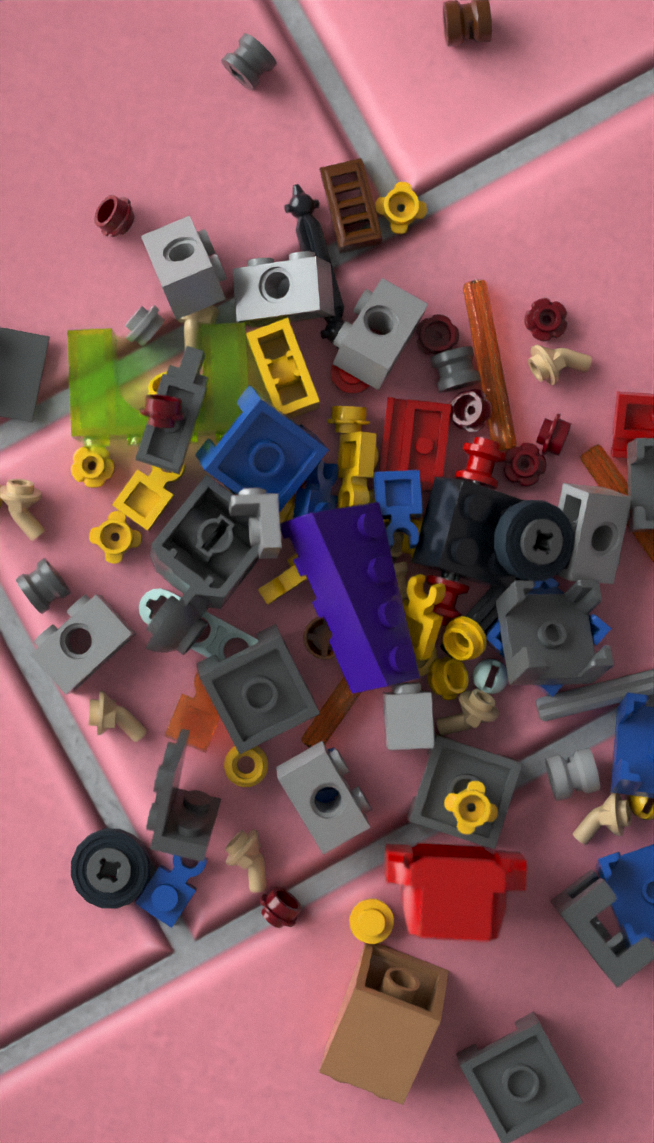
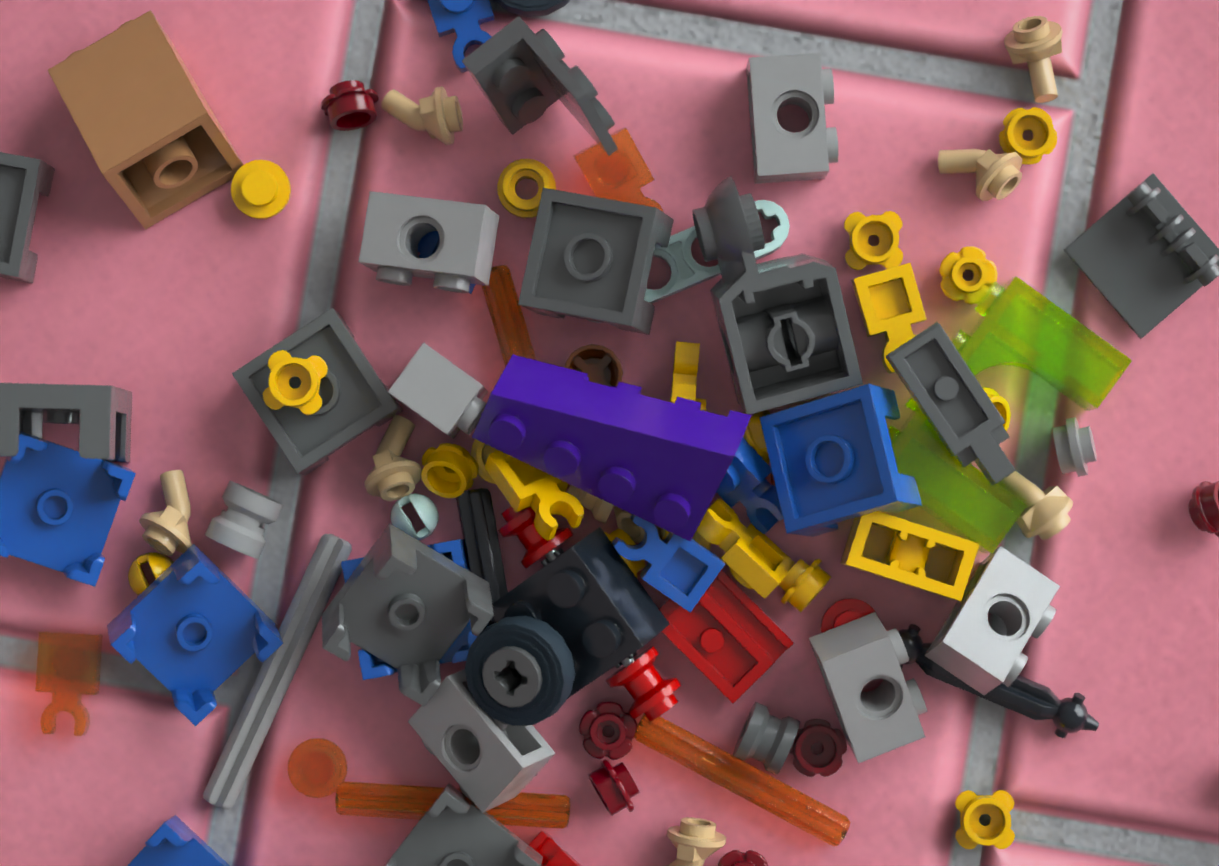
camera: 125 degrees right, 0 degrees up
(43, 586) = (882, 124): dark grey wheel -> none
(106, 713) = (696, 85): tan plate -> none
(162, 410) = (966, 389): dark red plate -> none
(184, 268) = (1101, 535): light grey brick -> none
(265, 528) = (757, 399): light grey bracket -> none
(358, 239) = (987, 747): reddish brown slope -> none
(454, 888) = (226, 297): red piece -> none
(460, 410) = (722, 713): dark red plate -> none
(464, 638) = (475, 517): yellow plate -> none

